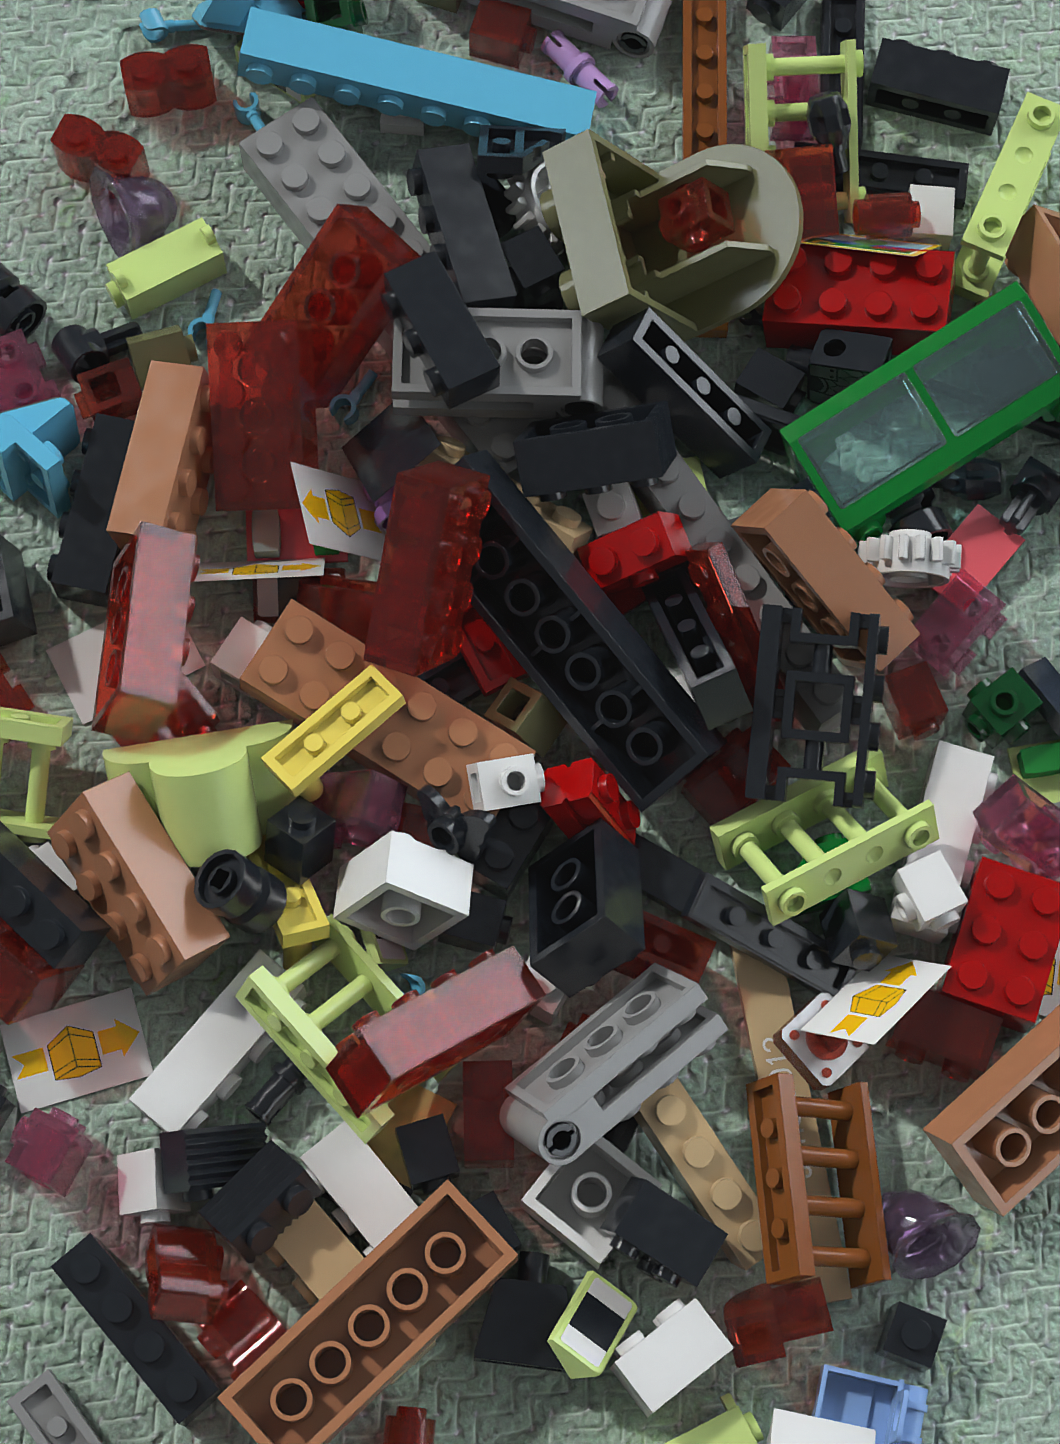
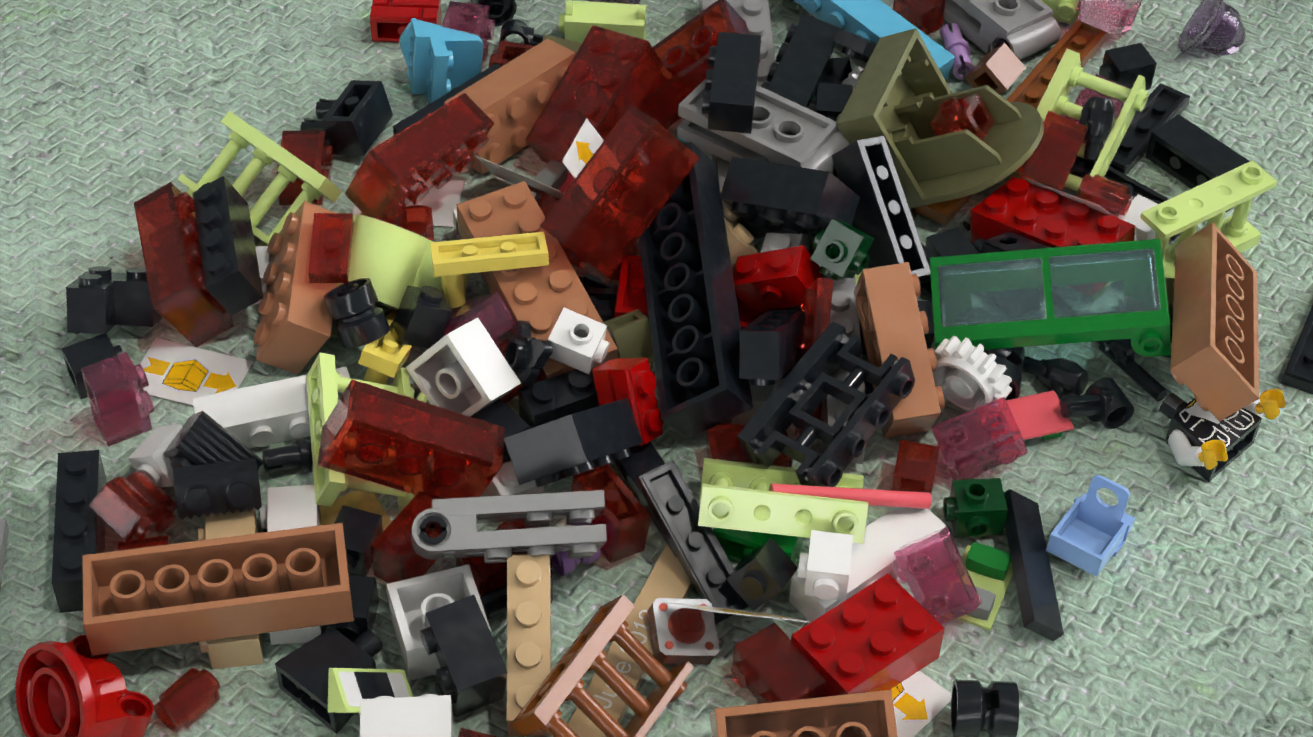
camera: 35 degrees right, 25 degrees down
(161, 836) = (331, 248): none -> clear red plate
(648, 84) = (996, 69): none -> brick
(696, 487) = (841, 250): none -> dark green brick
(897, 793) = (873, 496): none -> coral bar

